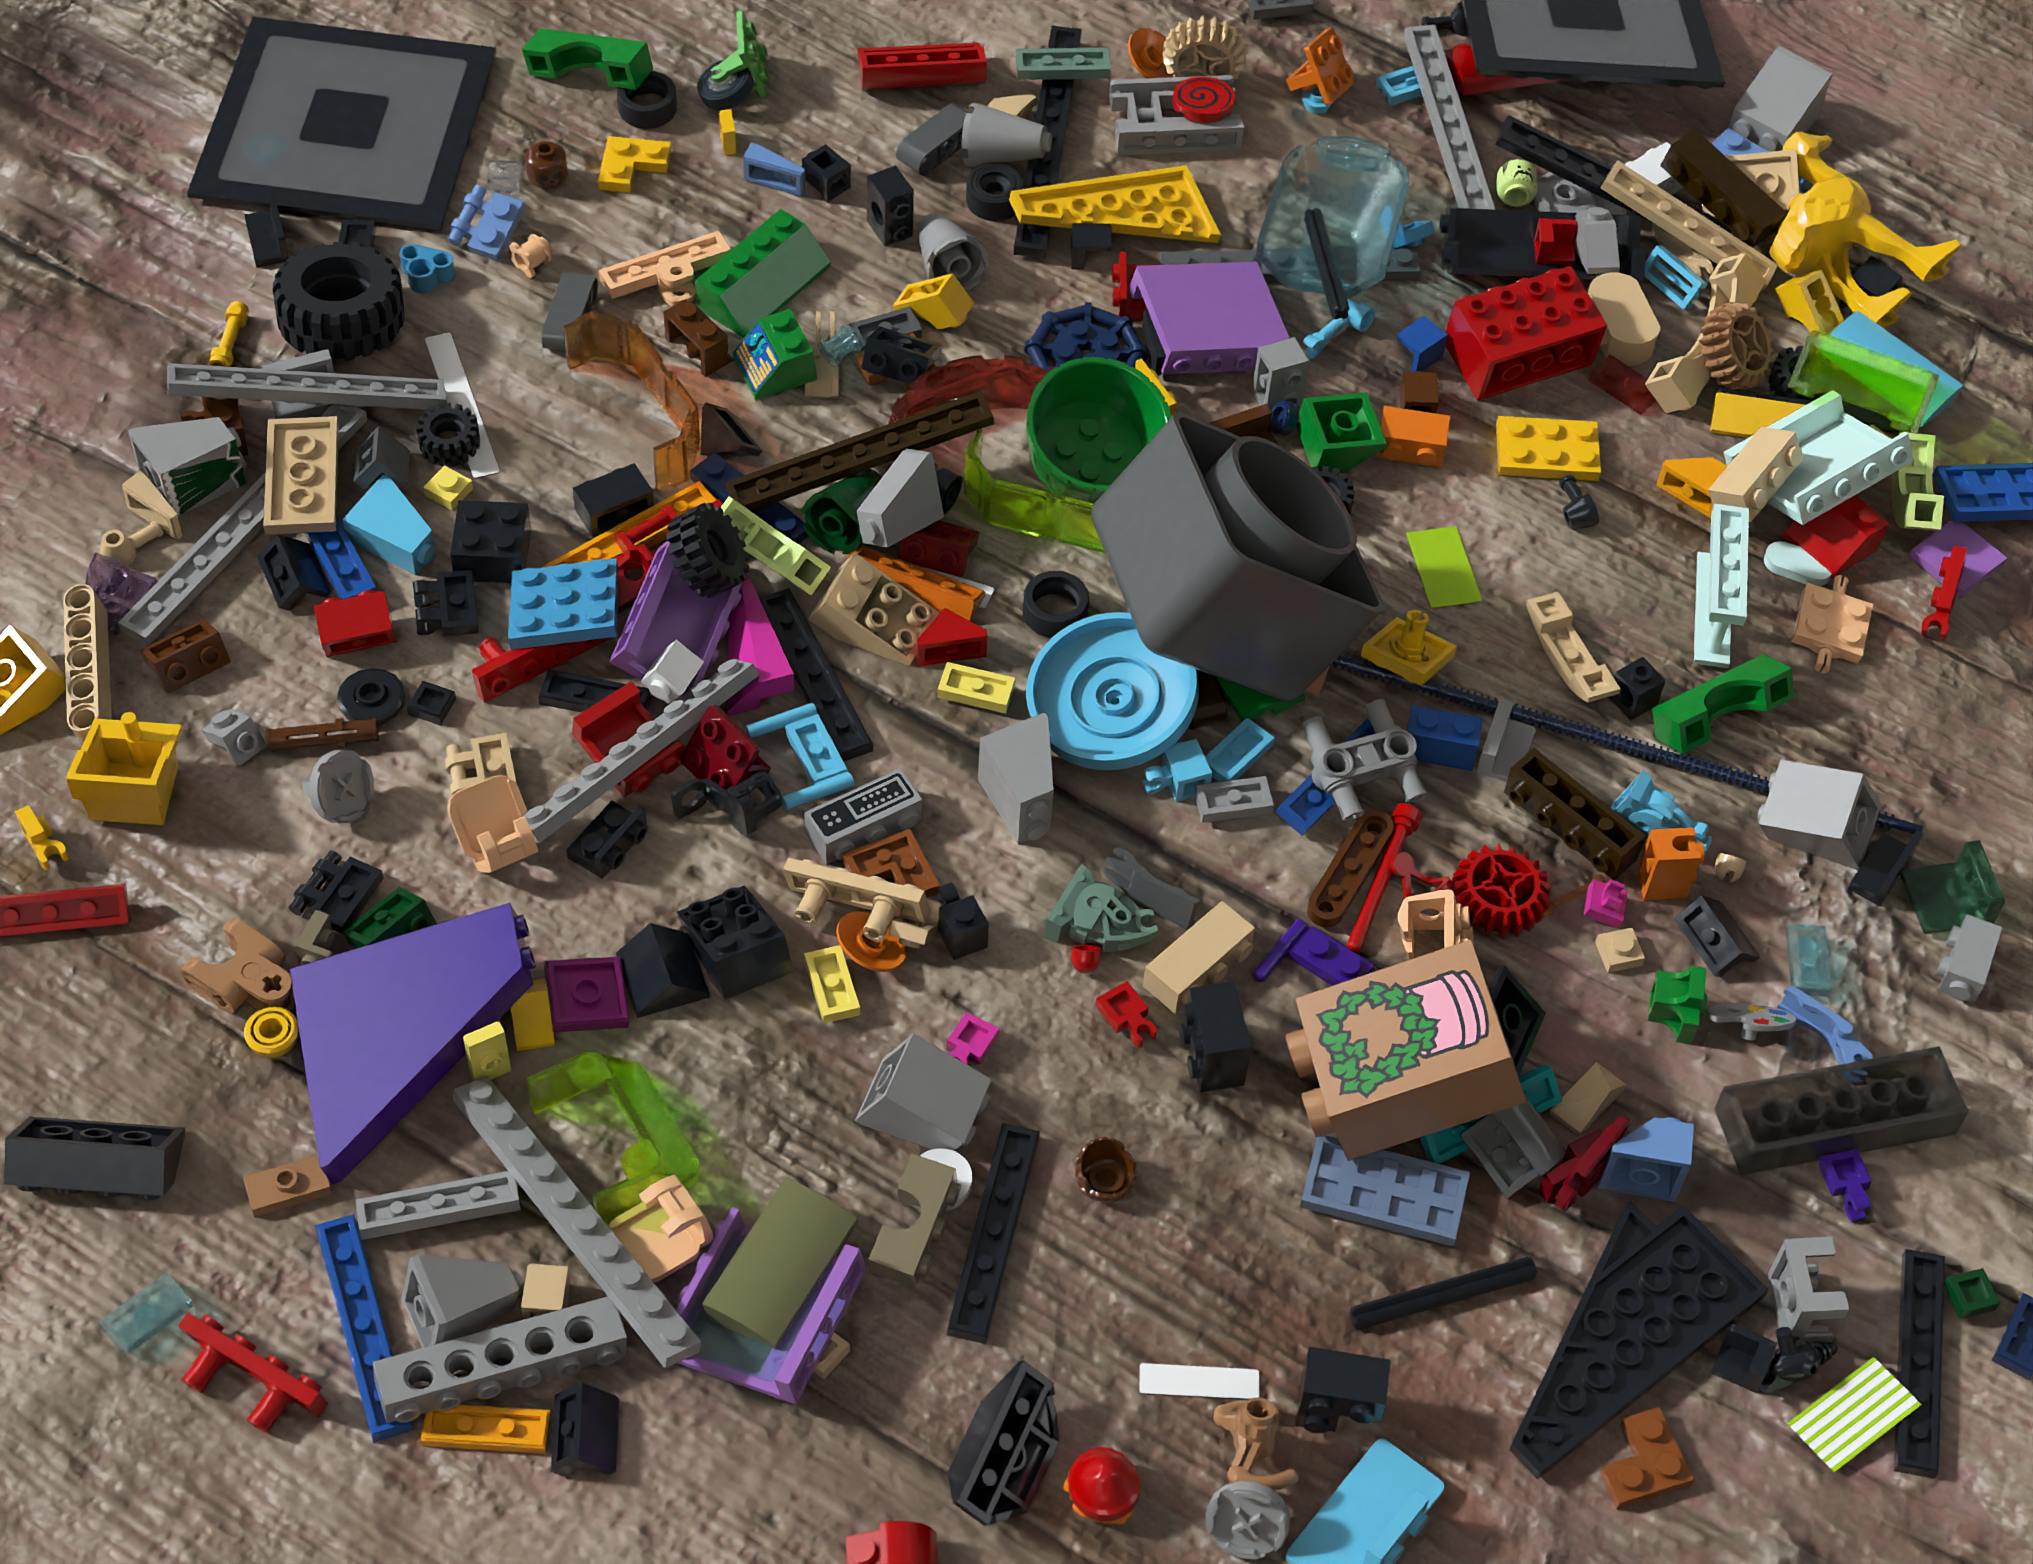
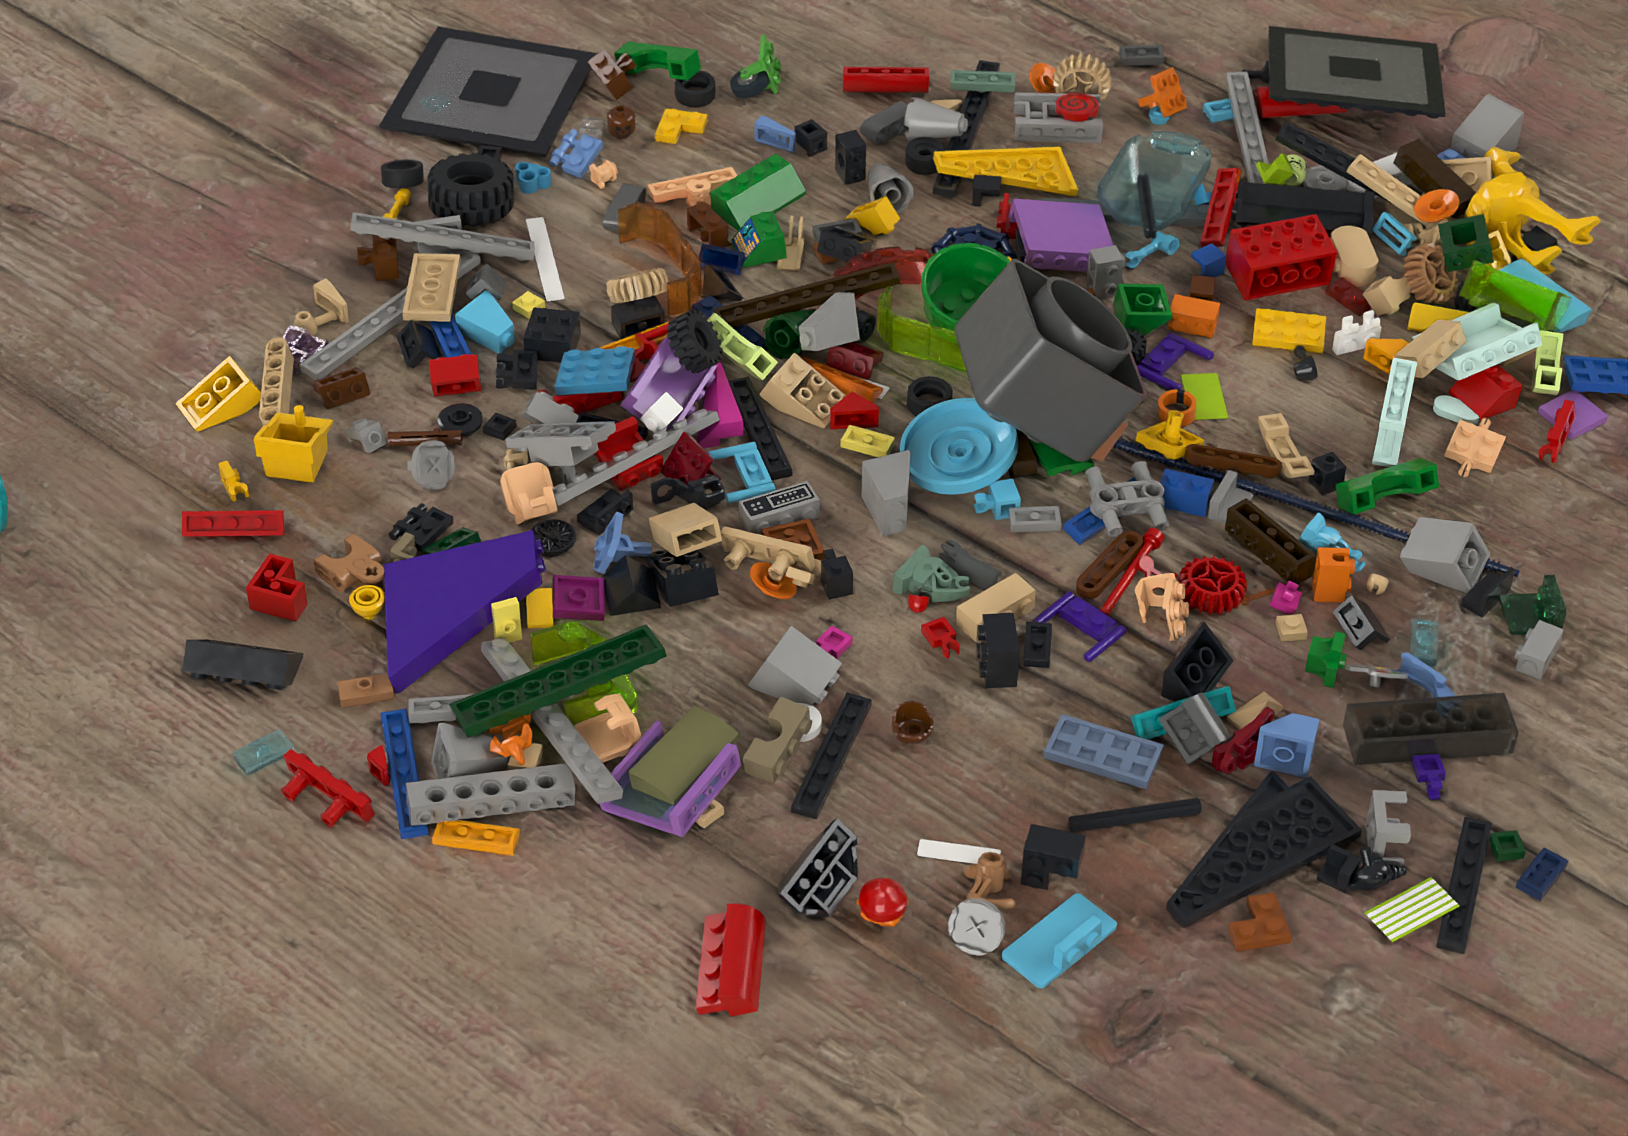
camera: 10 degrees right, 10 degrees down
(127, 1029) = (275, 589): none -> red brick
(189, 460) = (360, 273): light grey slope -> none
(232, 277) = (402, 173): none -> black tyre
(267, 235) = (429, 150): black panel -> none
(324, 1322) = (377, 765): none -> red slope
(448, 420) = (523, 270): black tyre -> none
(506, 687) = (542, 410): none -> light grey brick
(519, 1229) = (513, 744): none -> orange piece
(523, 82) = (612, 72): none -> reddish brown brick
(529, 738) = (561, 443): none -> light grey brick
(535, 890) = (555, 535): none -> black wheel
(579, 1165) = (557, 680): none -> dark green plate
(584, 1430) = (541, 841): black panel -> none
(607, 450) = (637, 285): none -> tan gear
(632, 905) = (614, 545): none -> medium blue piece
(723, 389) = (722, 258): none -> clear blue slope
(727, 132) = (747, 110): yellow tile -> none
(732, 868) = (685, 529): none -> tan brick
(832, 984) = (743, 604): light yellow plate -> none
(840, 345) = (804, 237): clear light blue bush -> none
(1239, 751) = (1043, 491): medium azure plate -> none
(1266, 1015) = (1037, 644): none -> black plate
(1284, 417) = (1106, 296): dark blue tile -> none
(1380, 505) = (1165, 356): none -> dark purple plate
(1404, 1052) = (1124, 662): medium nougat brick -> none
(1409, 574) = (1181, 397): none -> orange piece
(1428, 254) = (1220, 207): none -> red plate
(1498, 188) = (1277, 172): none -> lime panel
(1502, 678) = (1233, 460): none -> reddish brown plate
(1555, 242) = (1314, 203): red panel -> none
(1597, 241) = (1341, 205): light grey slope -> none
(1646, 455) = (1353, 336): none -> white plate
(1731, 235) = (1436, 205): none -> orange dish
(1780, 276) = (1465, 231): none -> dark green panel

